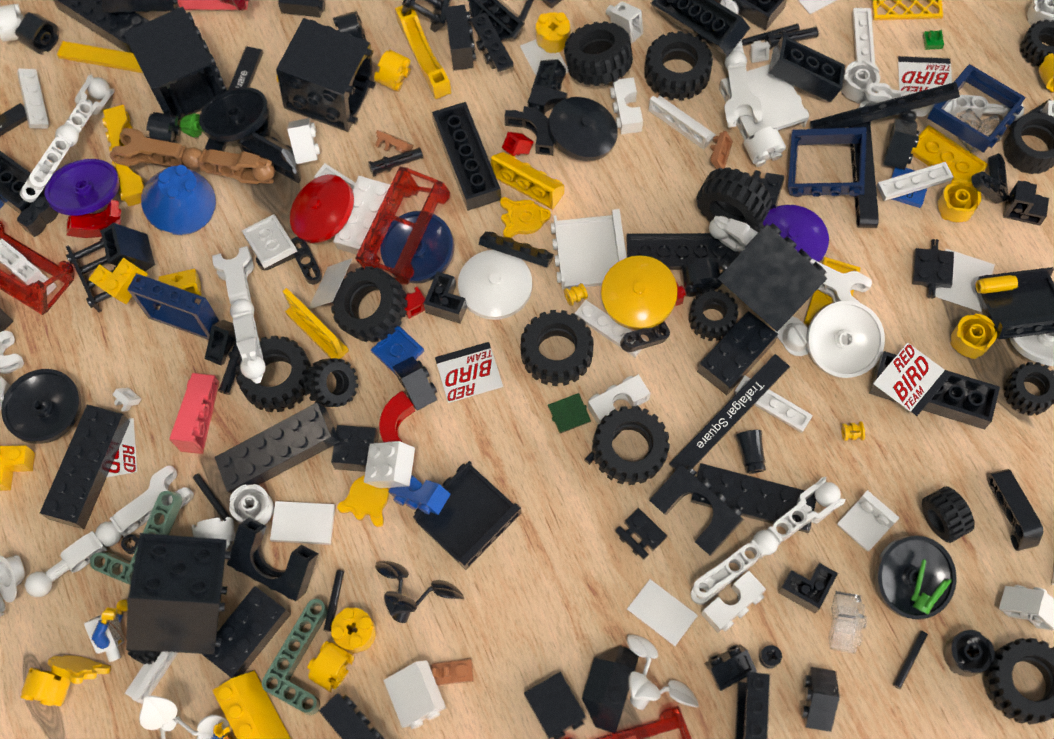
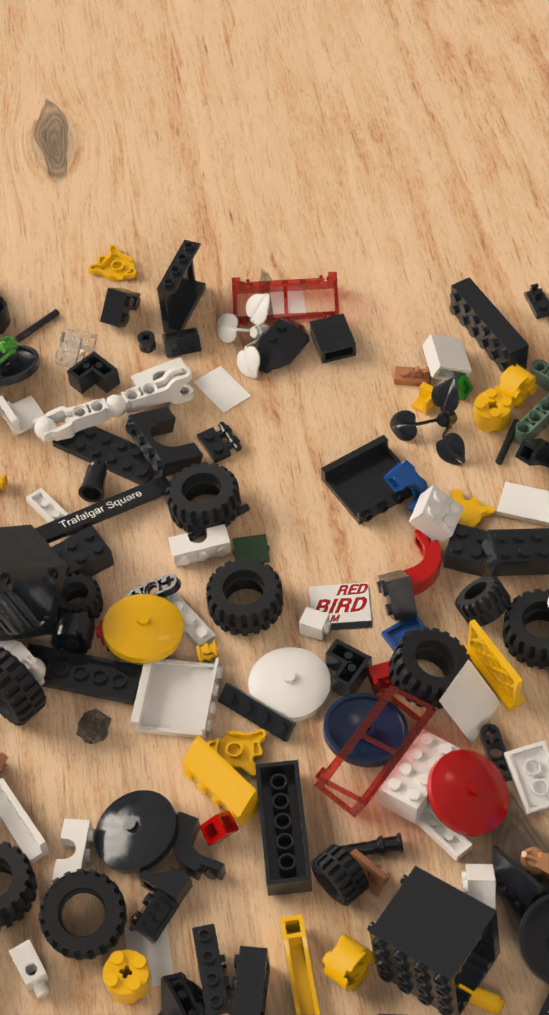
camera: 165 degrees left, 15 degrees down
(392, 661) = (464, 386): none -> green tile
(411, 122) = (339, 874): none -> black tyre
(431, 637) = (424, 401): none -> yellow panel
(485, 339) = (314, 623): none -> white brick
(650, 203) = (93, 726): none -> clear smoke brick

